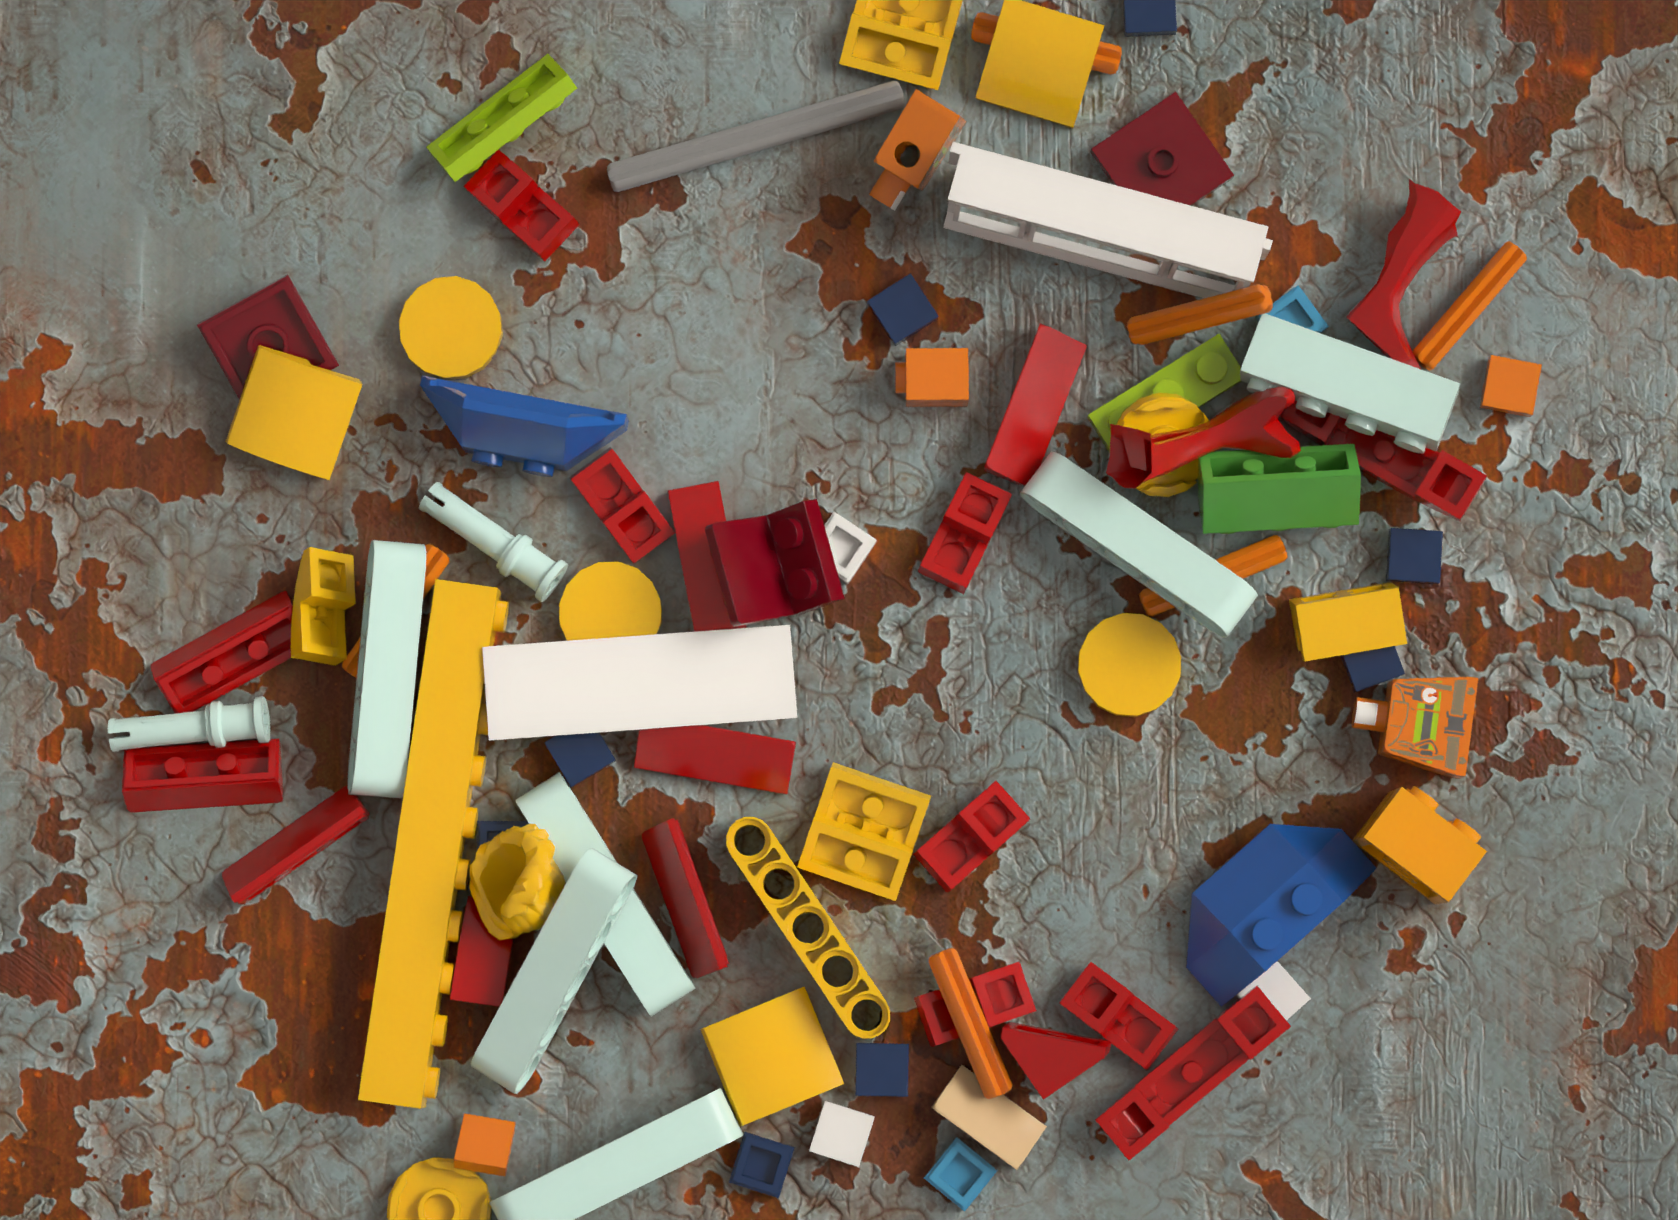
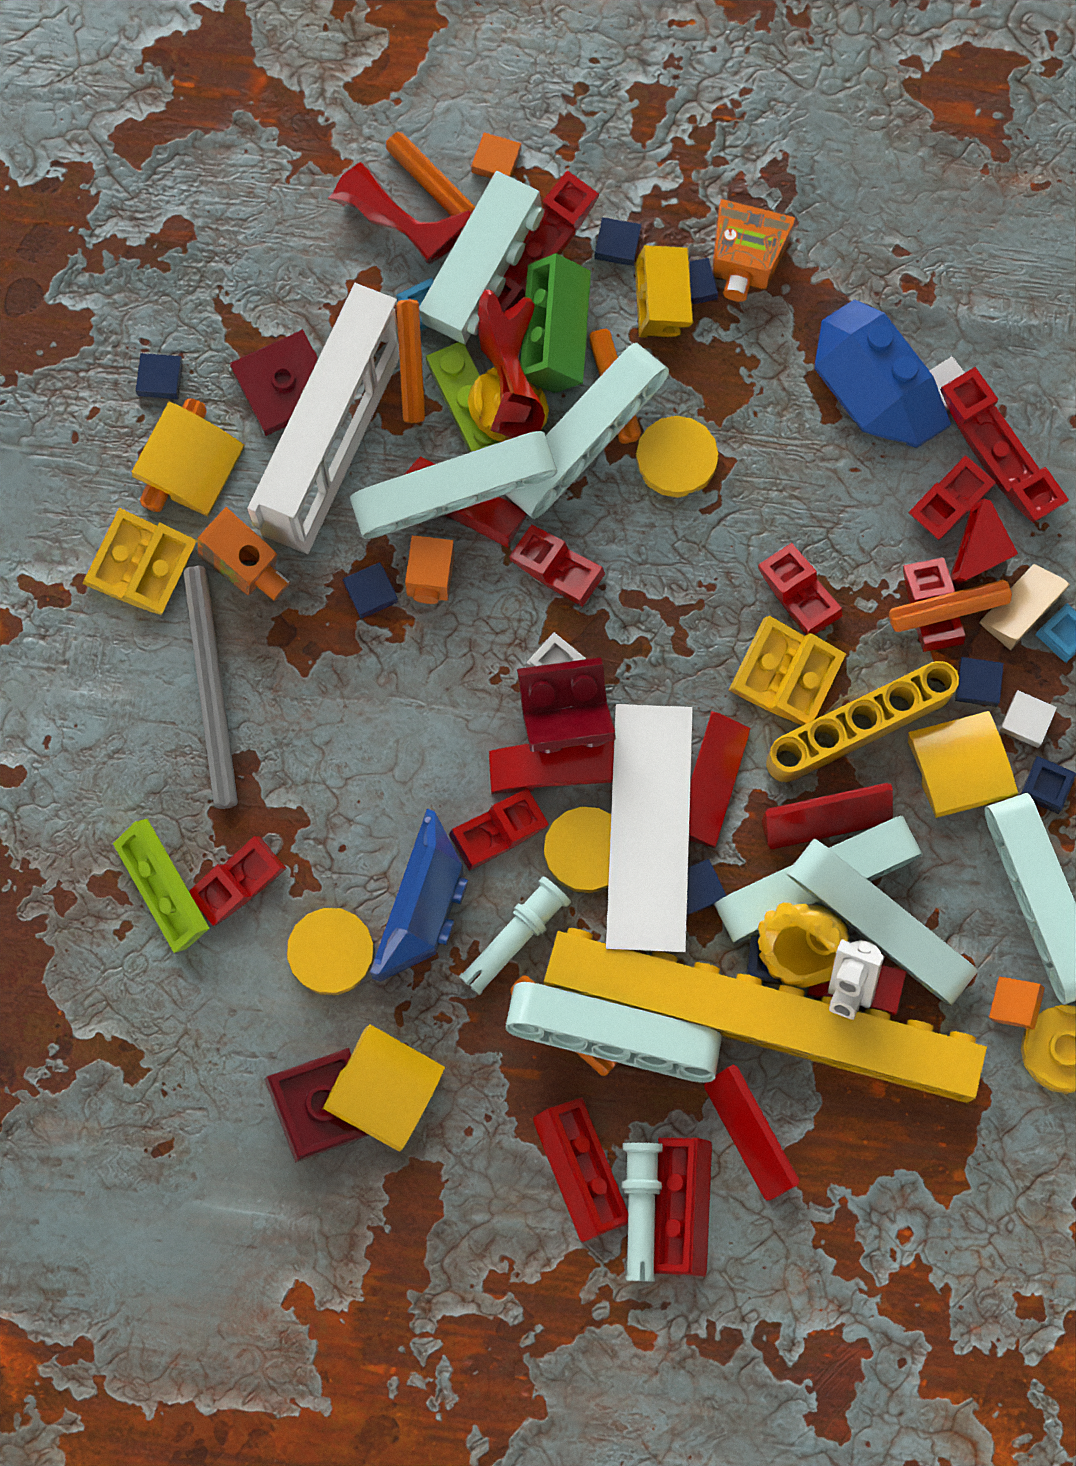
camera: 85 degrees left, 10 degrees down
(321, 595) = (541, 1083): yellow slope -> none
(479, 941) = (854, 977): none -> white hips
(1035, 389) = (453, 484): none -> light aqua beam
(1420, 844) = (844, 255): light orange brick -> none

